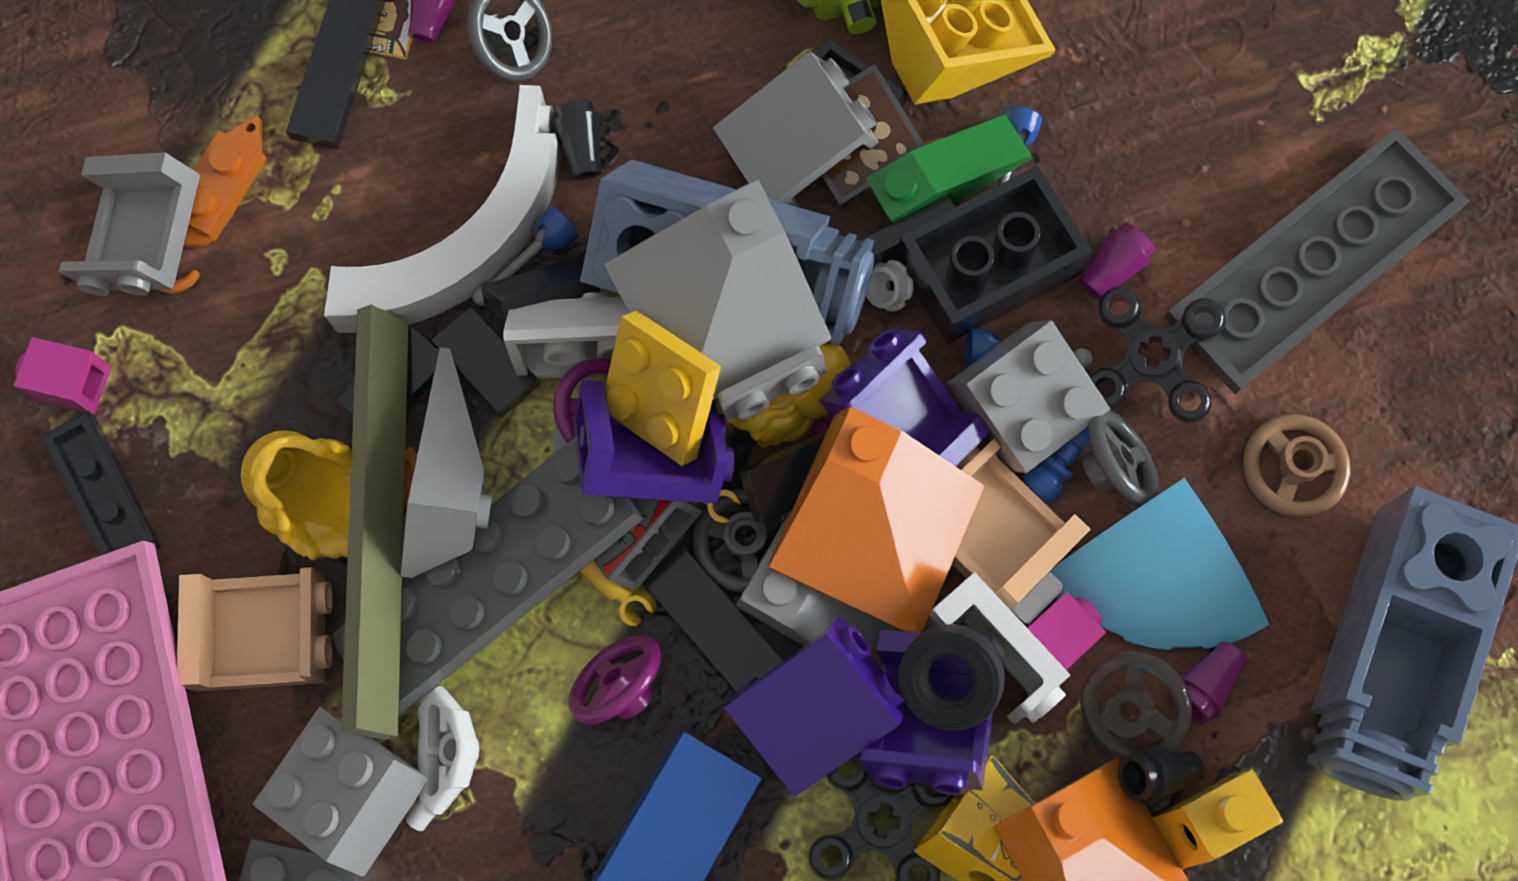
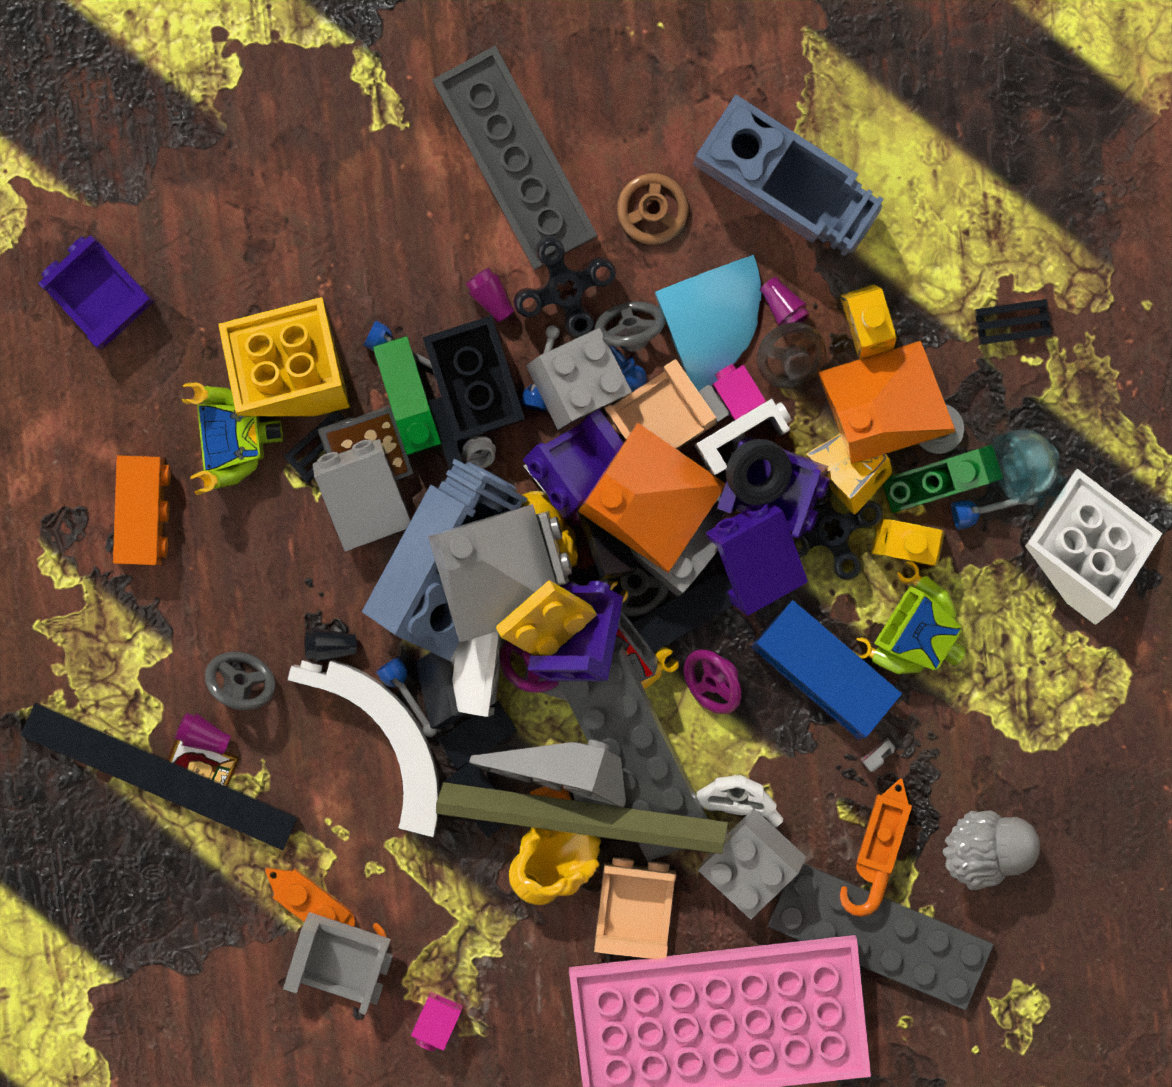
camera: 80 degrees left, 15 degrees up
(97, 485) = (518, 1004): black tile -> none
(1155, 774) = (835, 351): black cone -> none

